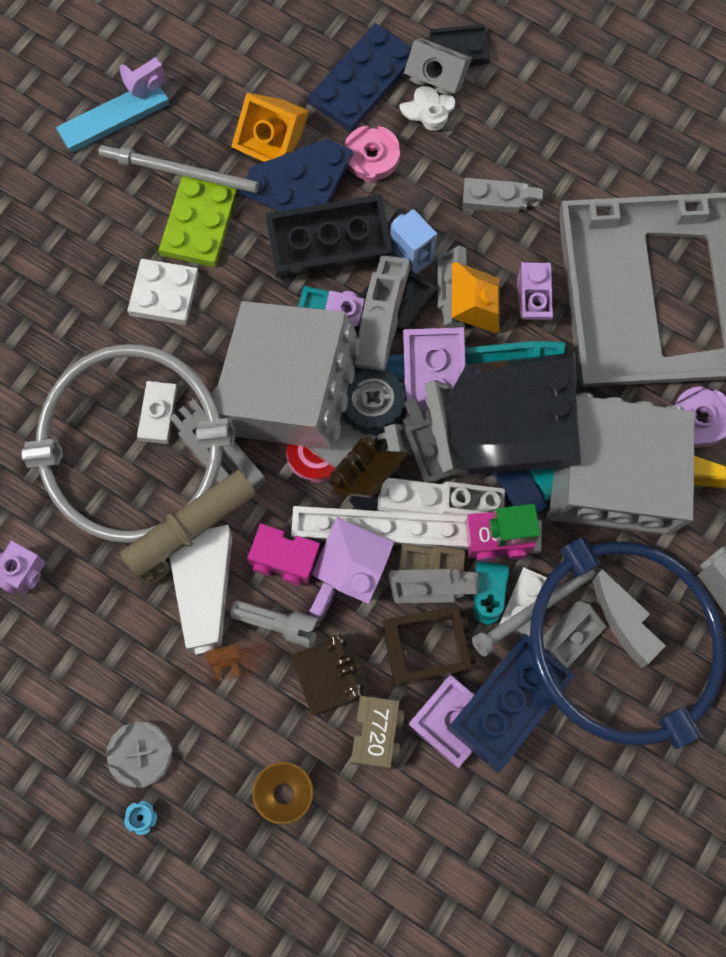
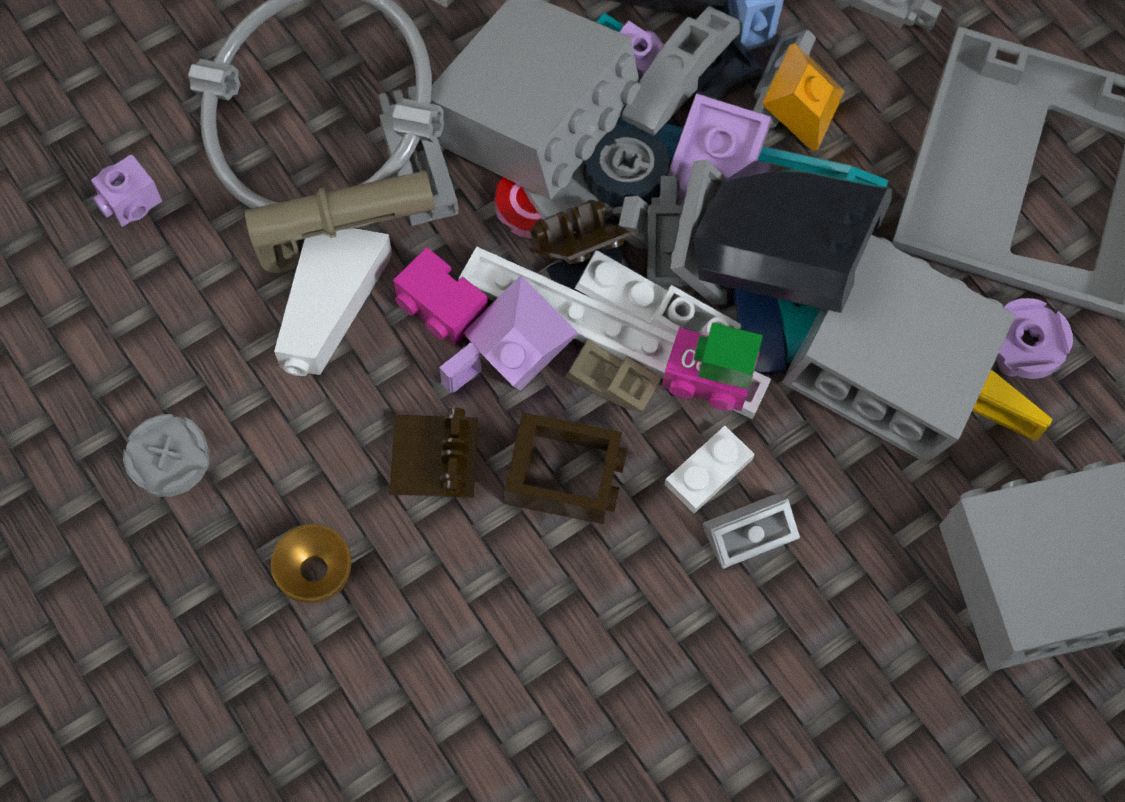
camera: 20 degrees right, 5 degrees down
(131, 819) = (125, 517): medium azure plate -> none
(156, 409) = (359, 96): white plate -> none
(222, 658) = (315, 383): clear orange tile -> none
(295, 627) = (412, 381): light grey piece -> none
(376, 744) = (462, 536): dark tan brick -> none
(432, 585) = (600, 397): light grey hinge -> none
(438, 714) = (557, 569): lavender plate -> none
(484, 643) = (633, 485): light grey bar -> none
(491, 589) = (672, 433): teal piece -> none
(507, 706) = (636, 572): dark blue plate -> none
(535, 291) = (880, 113): lavender slope -> none
(625, 620) = (827, 538): light grey slope -> none
(676, 725) = (836, 686): dark blue piece -> none

